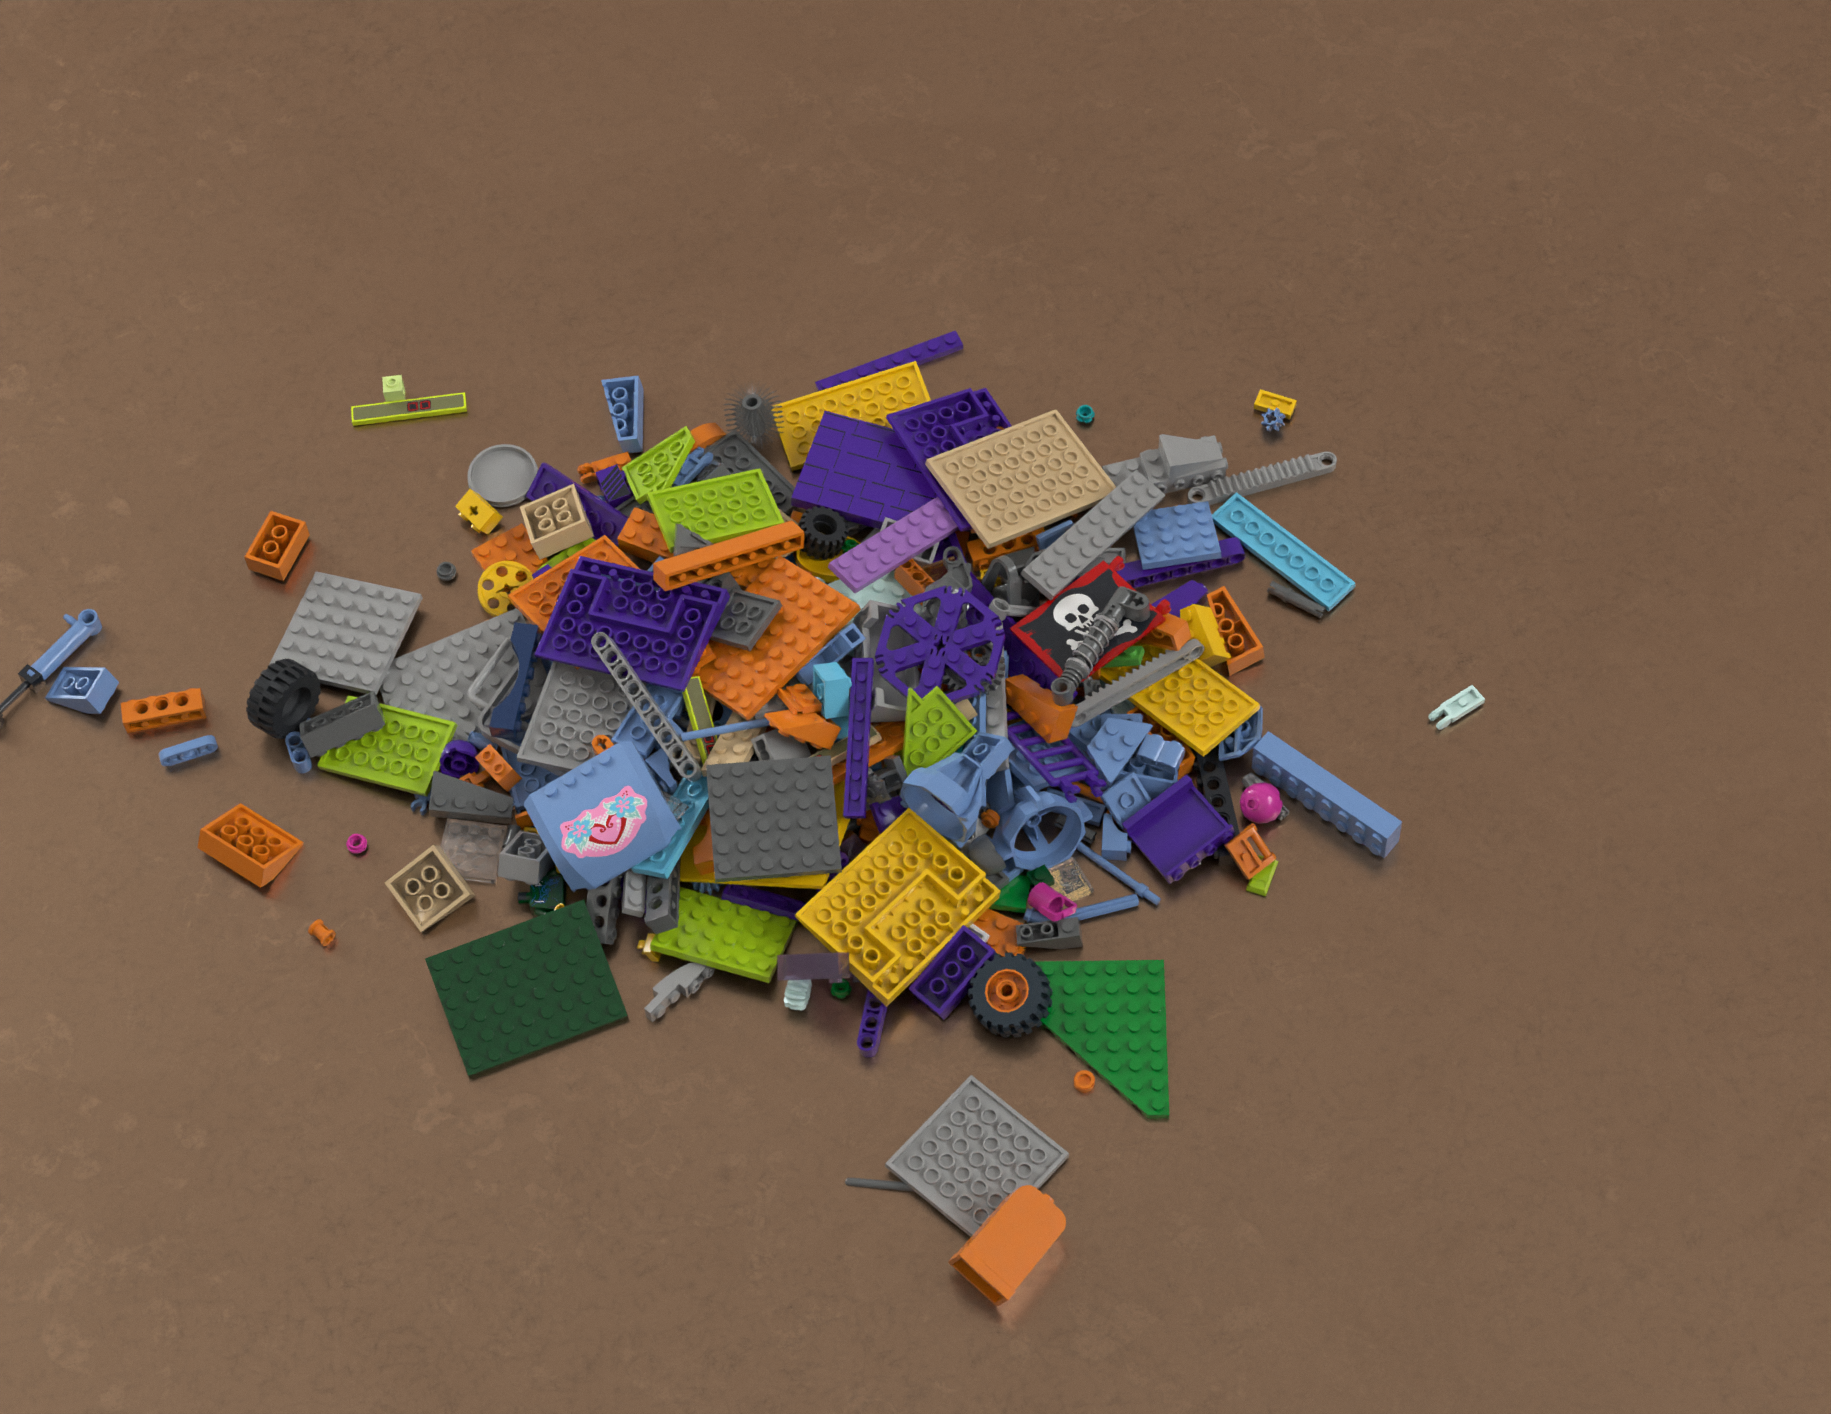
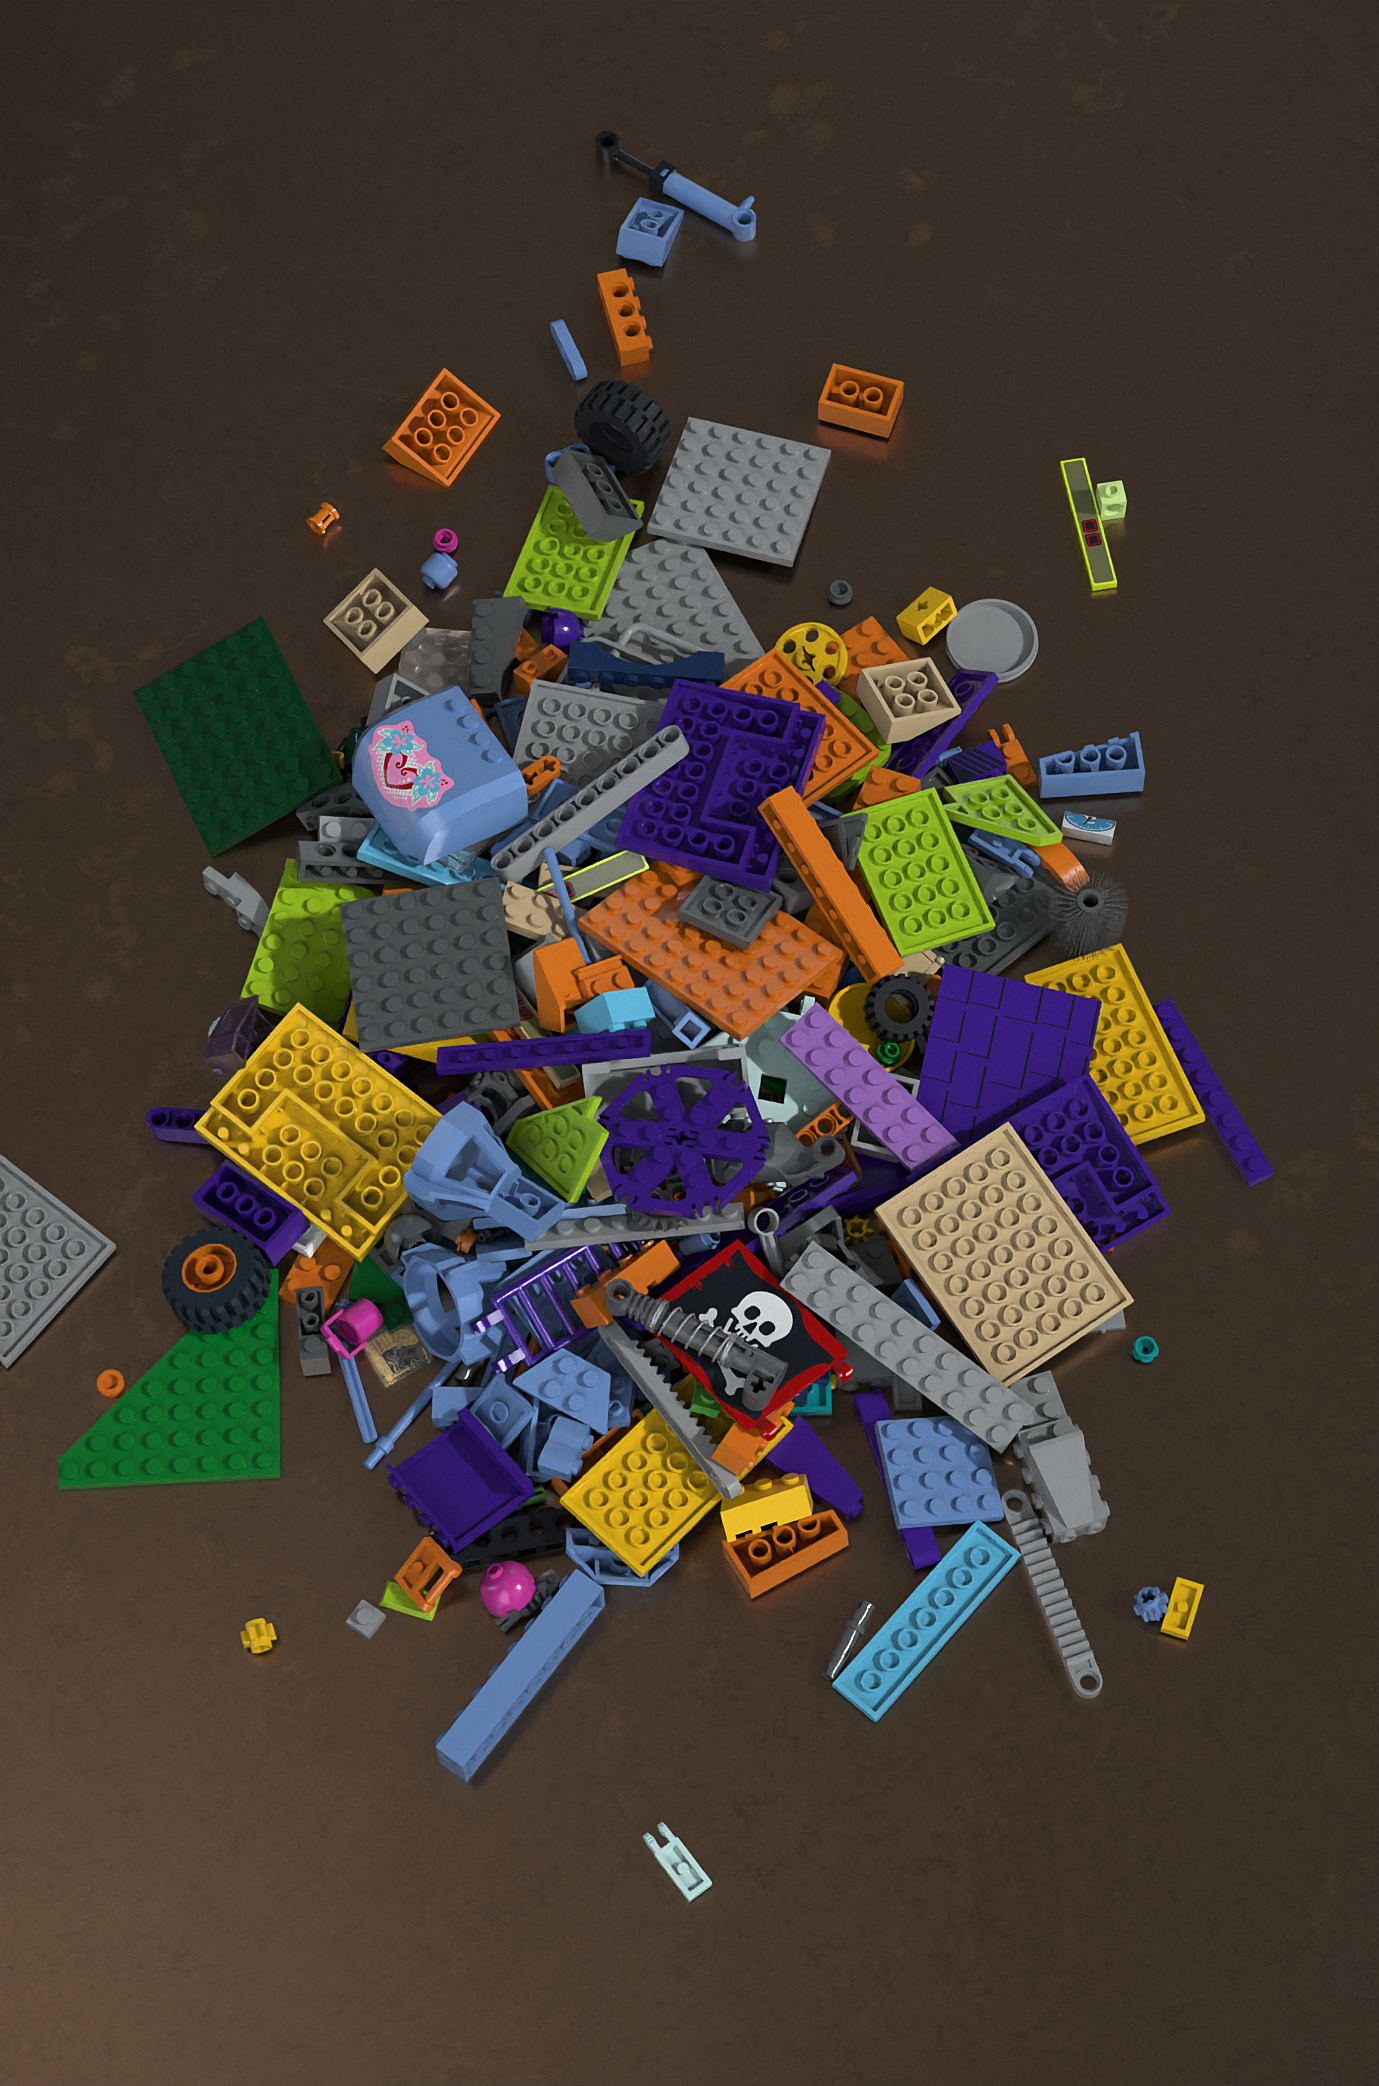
camera: 85 degrees right, 5 degrees up
(386, 845) = (439, 570): none -> medium blue head
(670, 422) = (1088, 828): none -> slope
(1277, 903) = (365, 1619): none -> light grey plate
(1292, 971) = (258, 1635): none -> yellow gear

